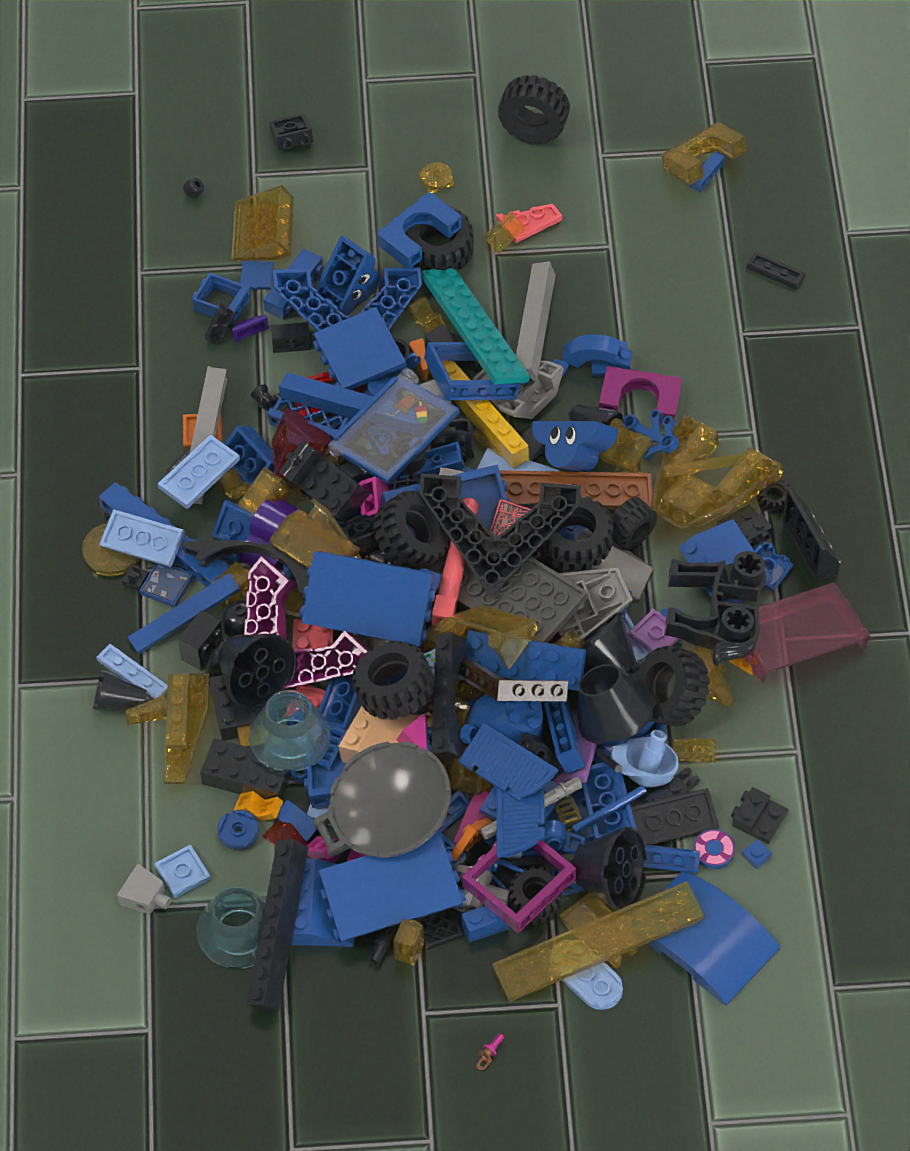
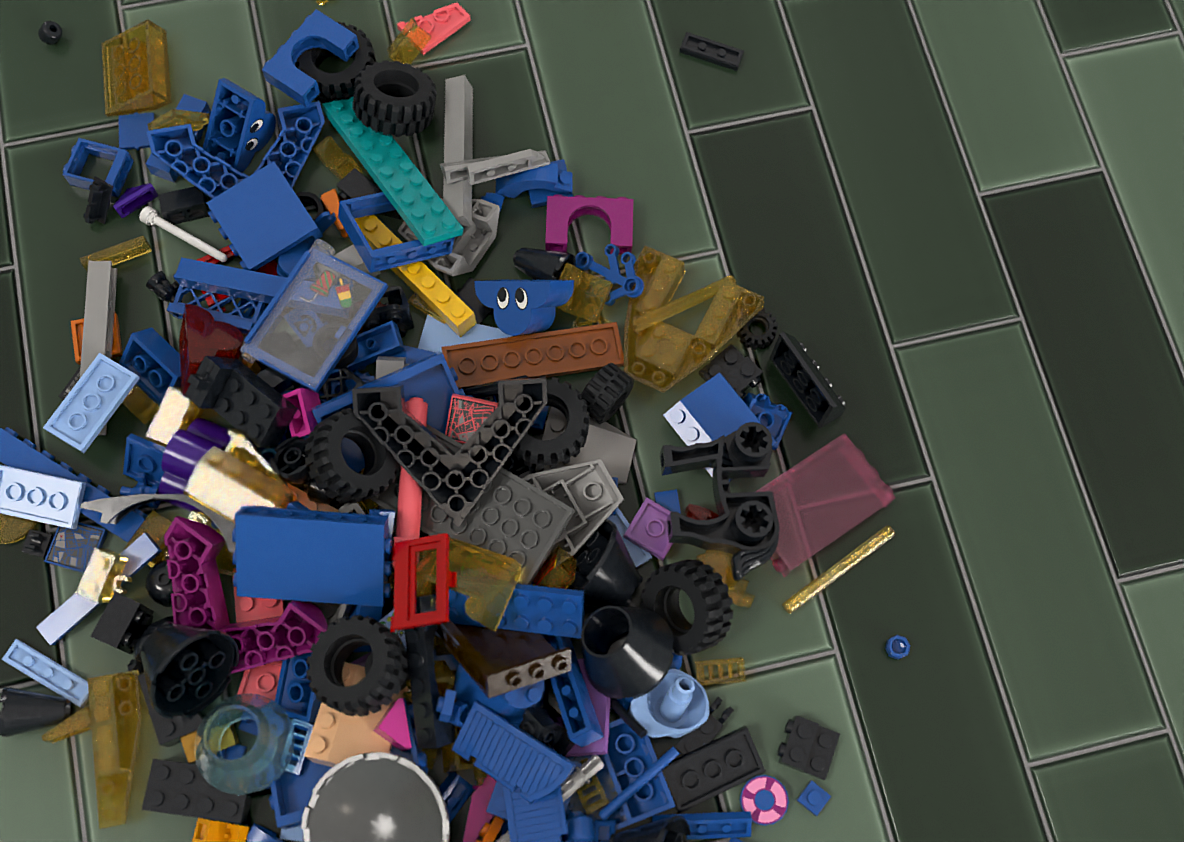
camera: 15 degrees left, 15 degrees up
(192, 598) = (103, 576): none -> clear yellow brick
(233, 366) = (120, 252): none -> clear yellow tile
(261, 343) = (151, 217): none -> white piece
(301, 262) = (180, 117): none -> clear yellow plate
(442, 619) = (405, 558): none -> red piece
(460, 719) = (445, 705): none -> blue plate
(485, 272) = (394, 98): none -> black tyre
(565, 333) = (494, 167): none -> light grey wedge
(811, 688) = (838, 569): none -> clear yellow axle
(851, 753) = (897, 647): none -> blue tile

